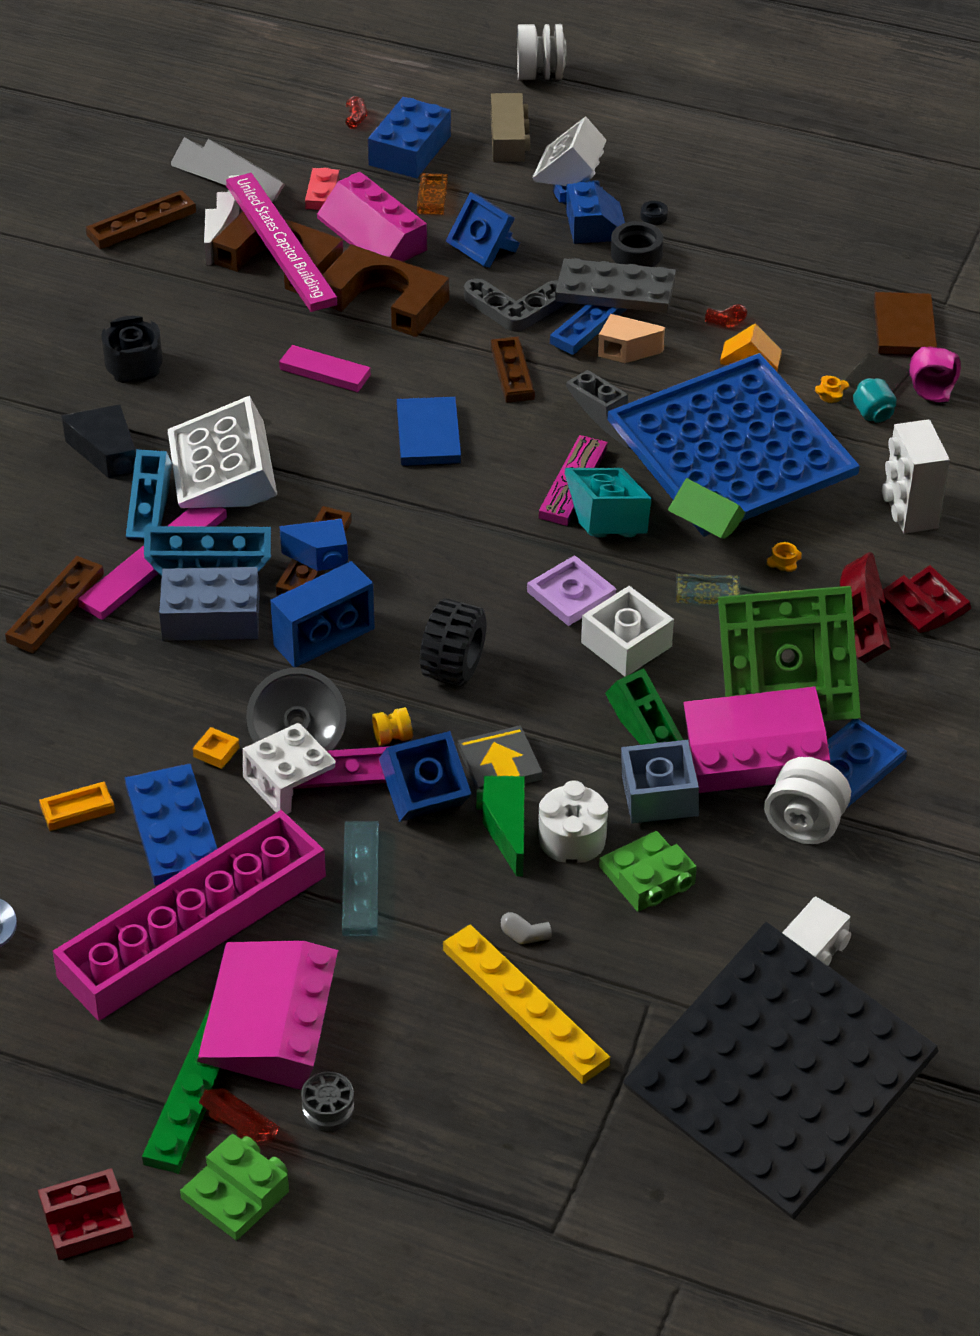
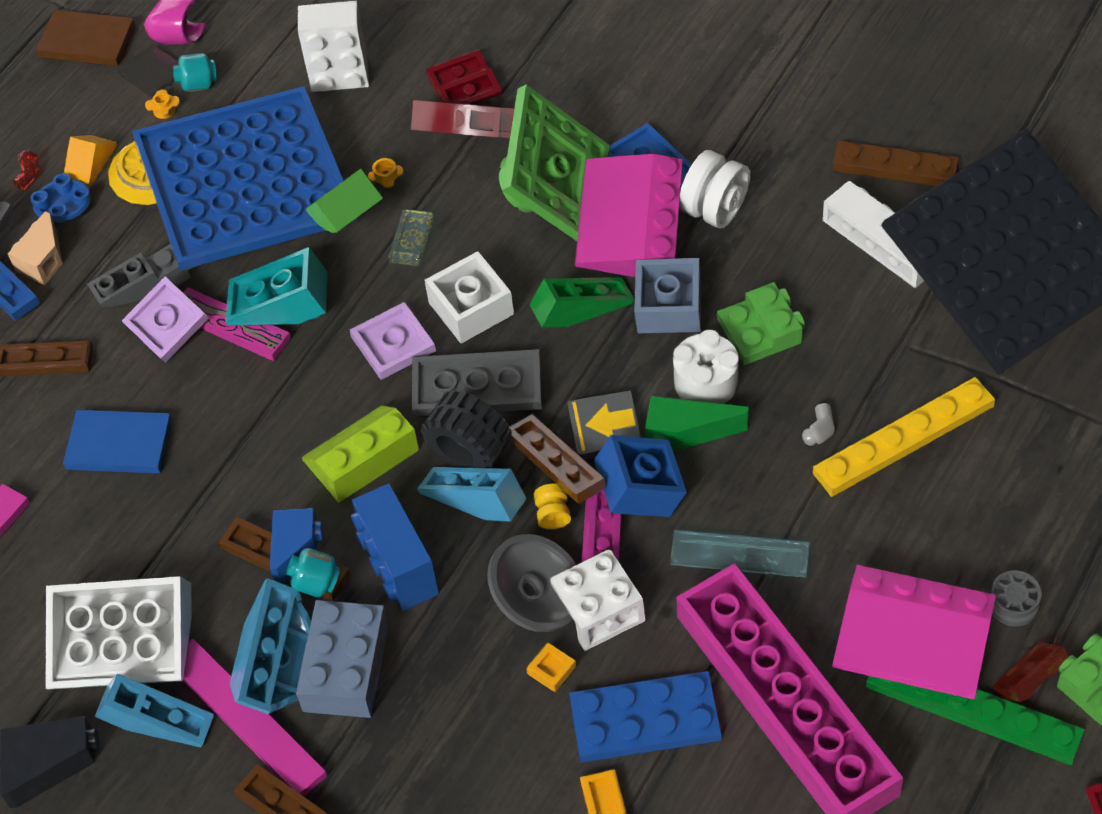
camera: 75 degrees left, 10 degrees up
(283, 558) = (313, 572): none -> teal head
(397, 671) = (477, 491): none -> dark azure slope
(427, 579) = (362, 452): none -> lime slope
(440, 714) = (556, 459): none -> reddish brown plate
(531, 657) = (499, 378): none -> dark grey plate
(561, 430) = (165, 319): none -> lavender plate
(694, 343) = (62, 198): none -> blue dish
(907, 970) = (893, 163): none -> reddish brown plate

